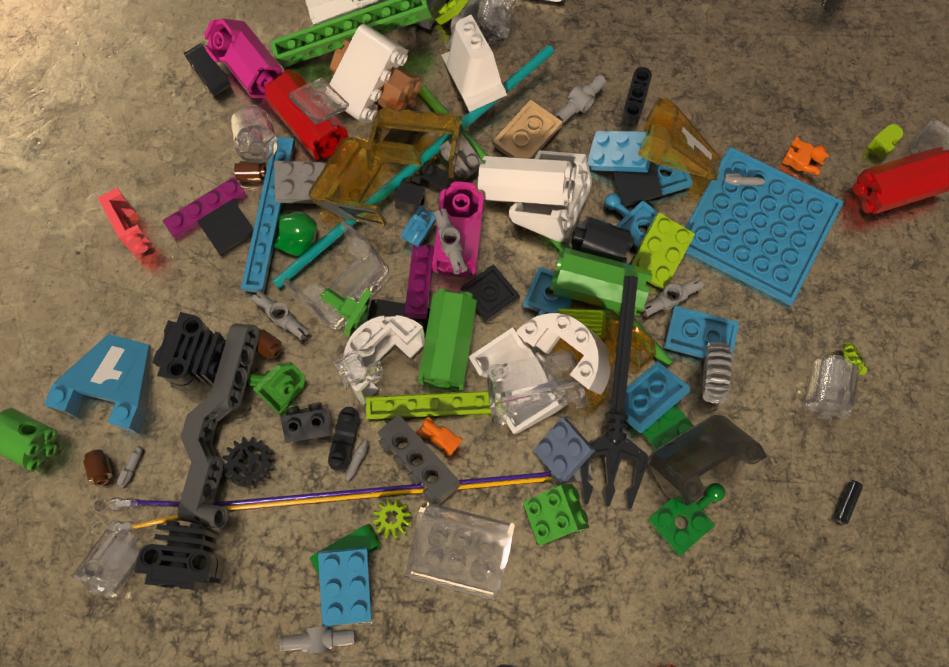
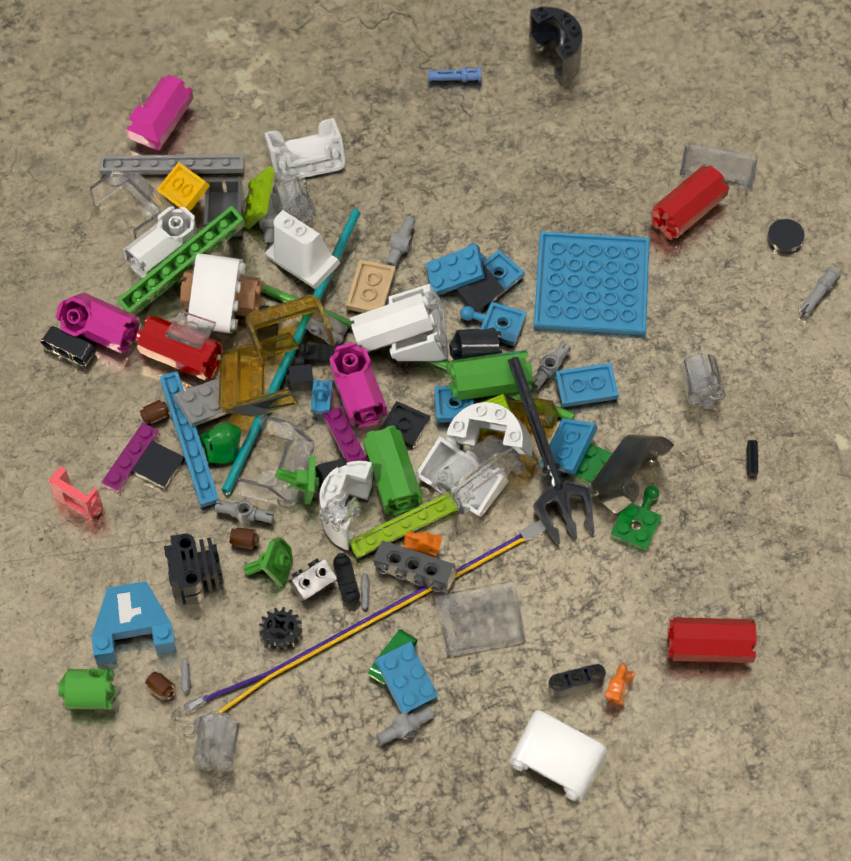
camera: 25 degrees left, 10 degrees down
(181, 559) = (271, 714): black piece -> none
(200, 425) = (227, 615): dark grey beam -> none
(253, 134) = (146, 379): clear cylinder -> none
(383, 518) = (413, 612): lime gear -> none
(453, 250) = (365, 397): light grey pin -> none
(556, 513) = (539, 560): bright green bracket -> none
(564, 450) = (522, 510): sand blue plate -> none
(637, 89) = (445, 229): black beam -> none
(662, 249) = (525, 332): lime plate -> none
(677, 143) = (497, 245): clear yellow wedge -> none
(716, 372) = (610, 405): light grey gear -> none
(736, 179) = (558, 255): light grey piece -> none
(801, 154) = (599, 215): orange animal -> none
(852, 354) = (708, 349): lime gear -> none
(886, 141) = (661, 177): lime leg -> none

